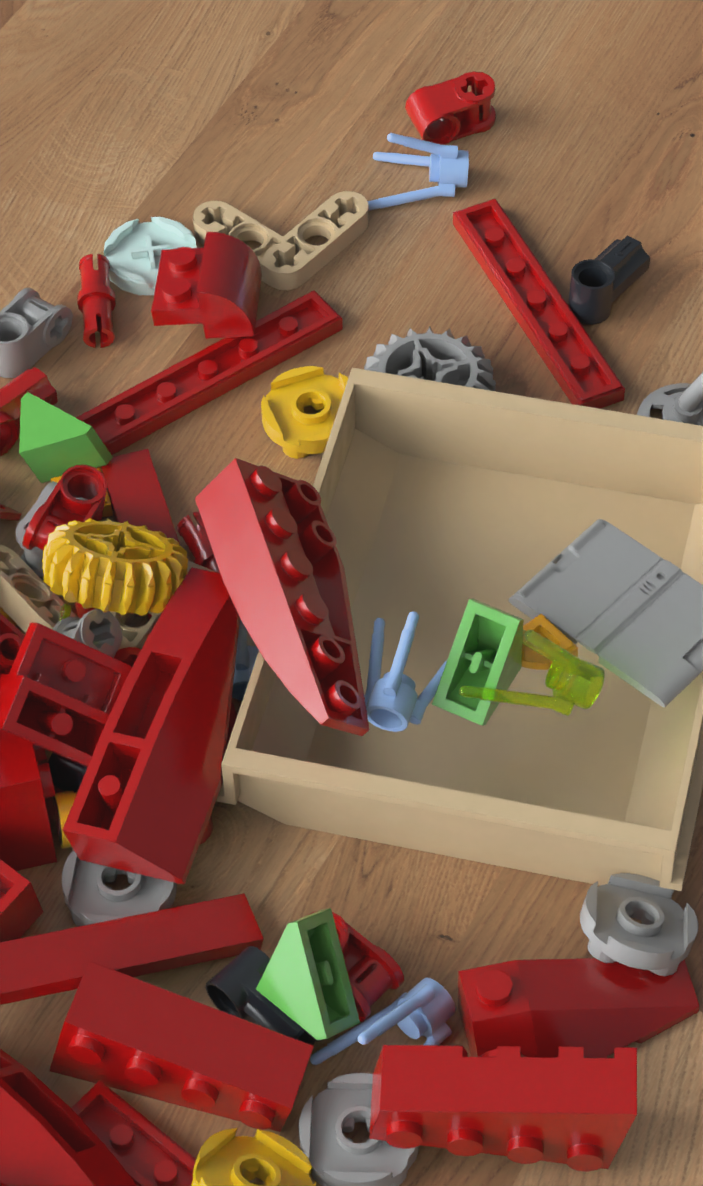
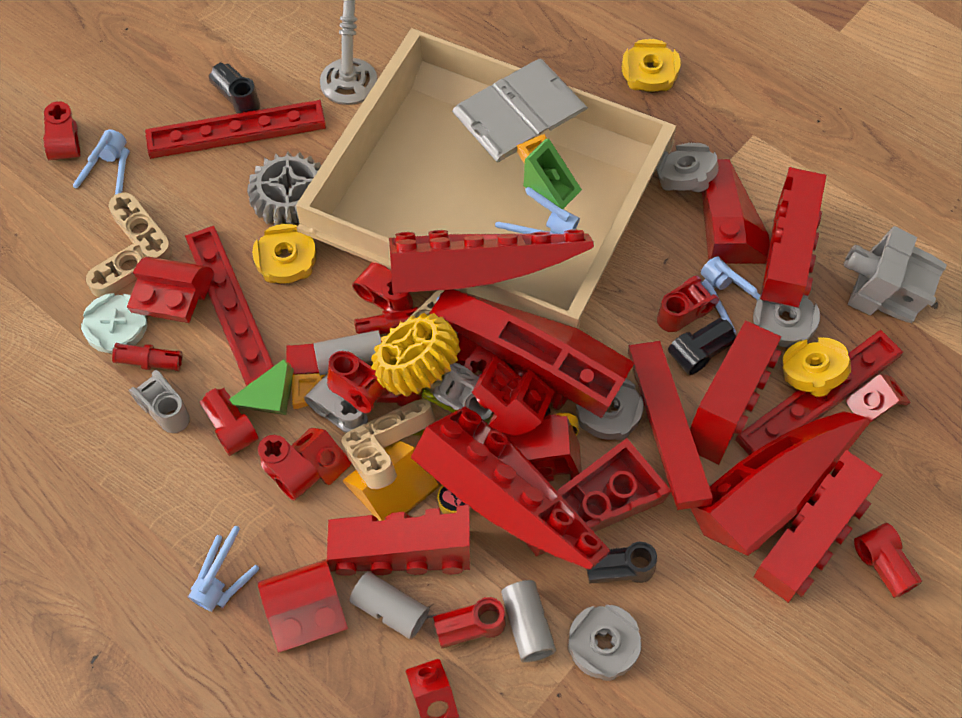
camera: 80 degrees left, 10 degrees up
(133, 499) = (360, 345): none -> light grey pin
(311, 977) = (706, 313): bright green slope -> none
(570, 678) = (570, 140): clear neon green plant -> none

